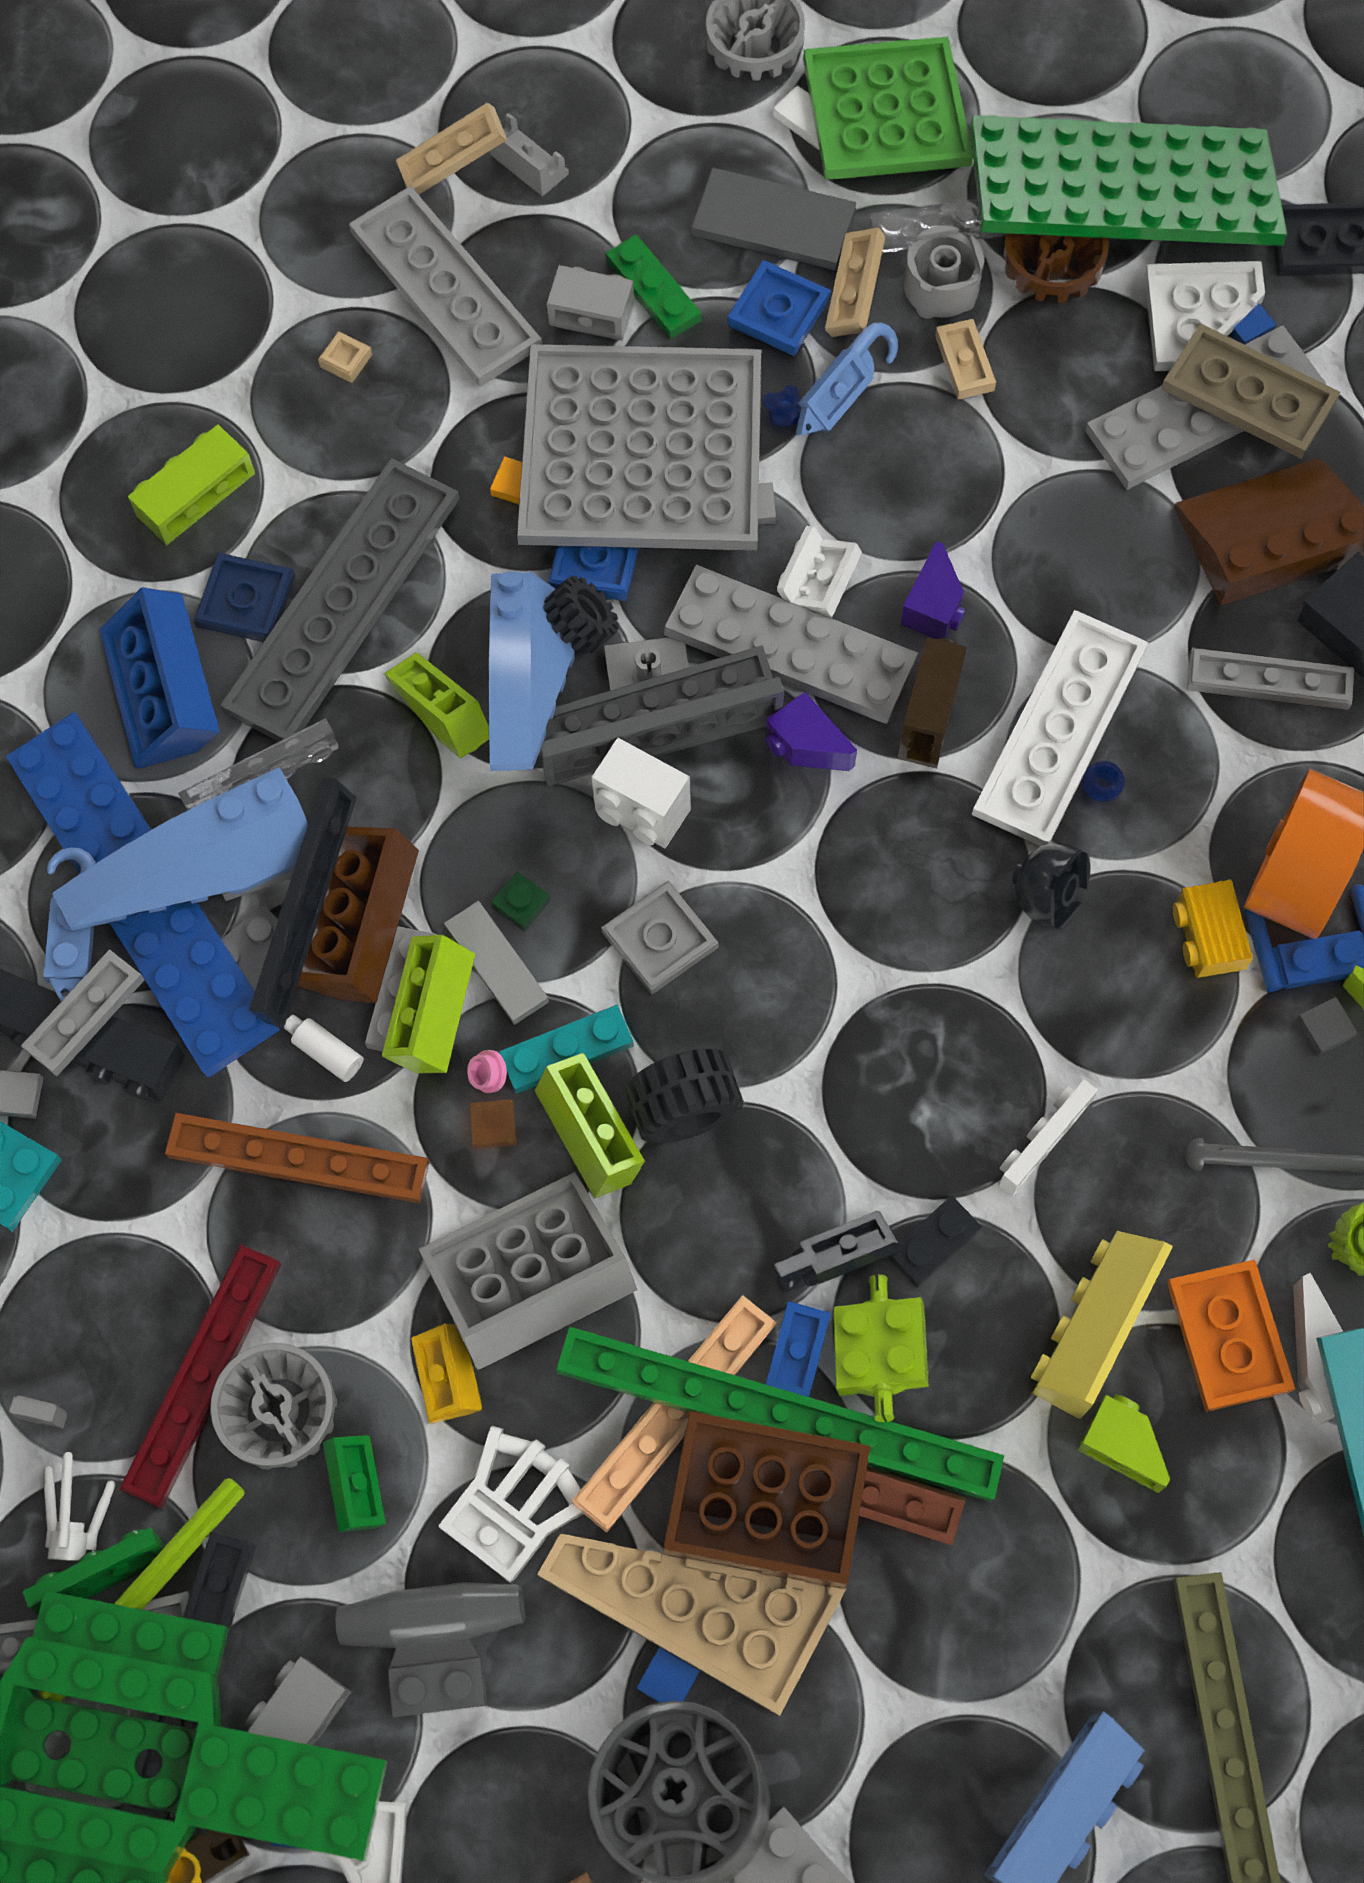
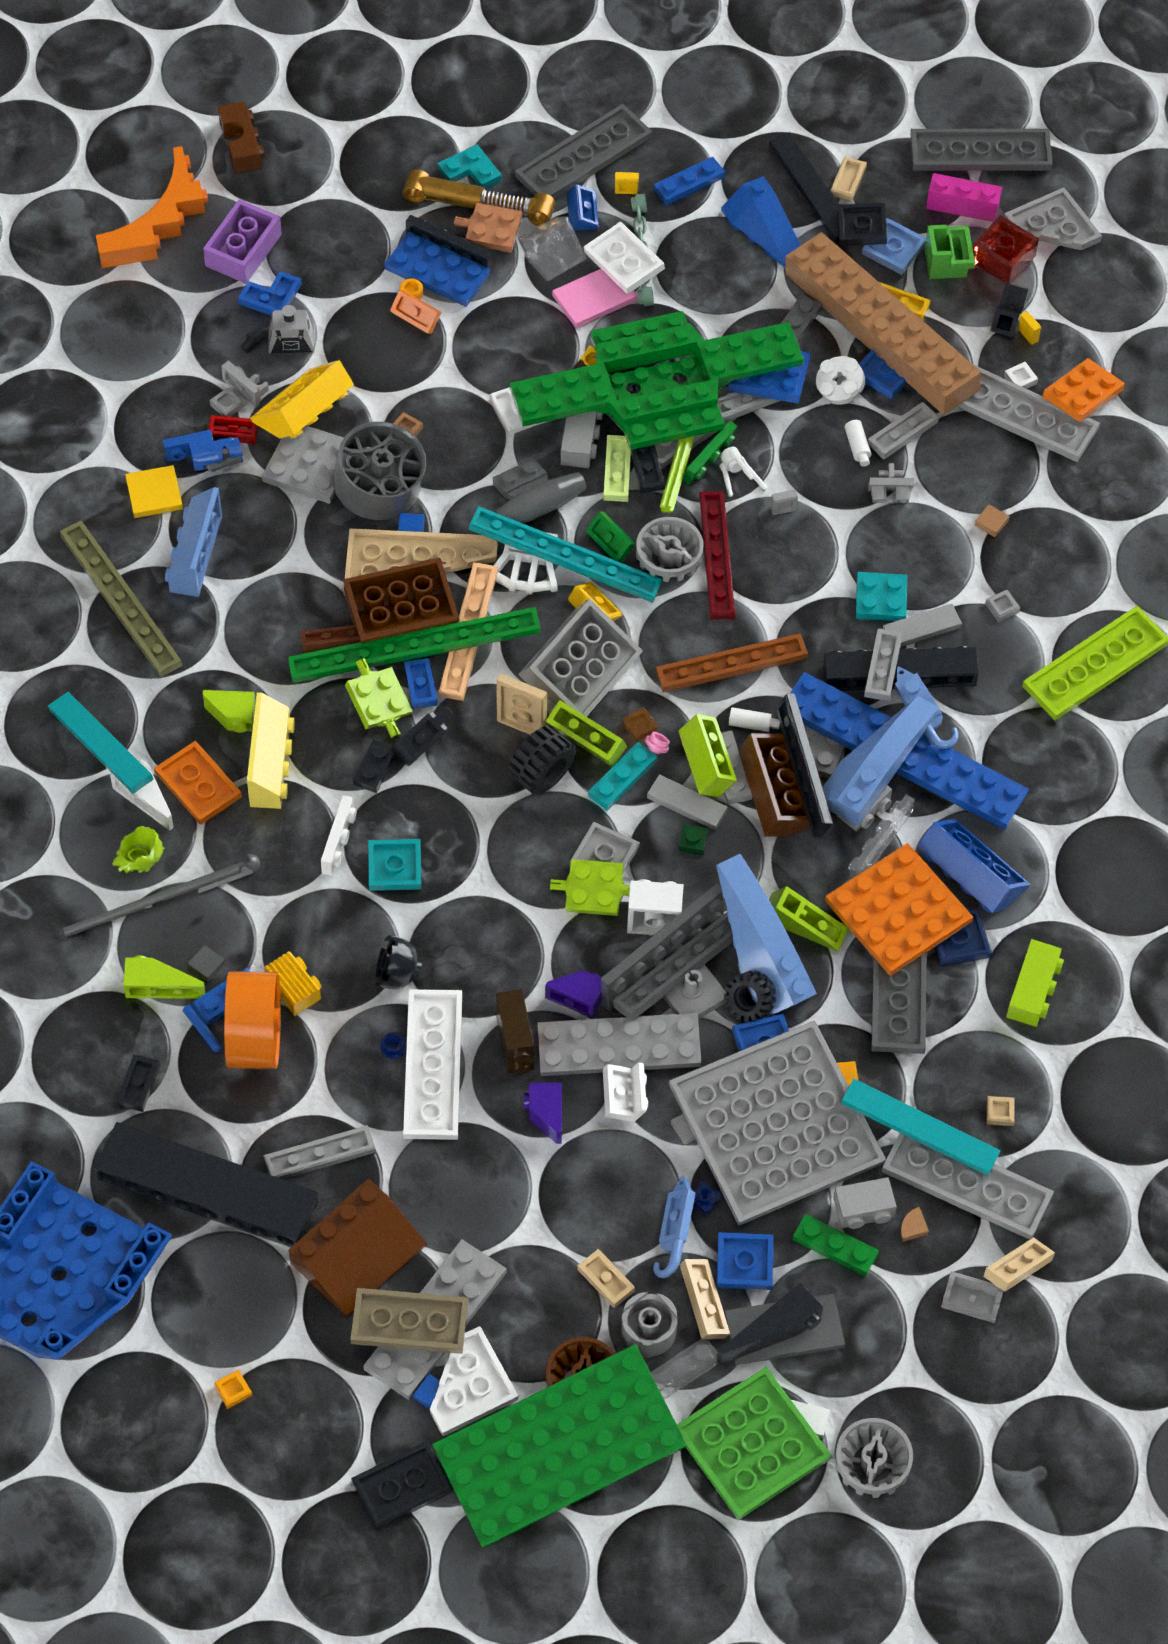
camera: 150 degrees right, 10 degrees down
(266, 1622) = (617, 469): none -> yellowish green plate
(303, 651) = (898, 909): none -> orange plate
(452, 1481) = (565, 554): none -> teal tile
(466, 353) = (920, 1127): none -> teal tile
(542, 267) = (913, 1225): none -> medium nougat tile
(671, 1193) = (520, 705): none -> tan tile
(705, 882) = (593, 887): none -> lime plate
(781, 205) = (782, 1321): none -> black slope
(980, 1053) = (394, 864): none -> teal plate

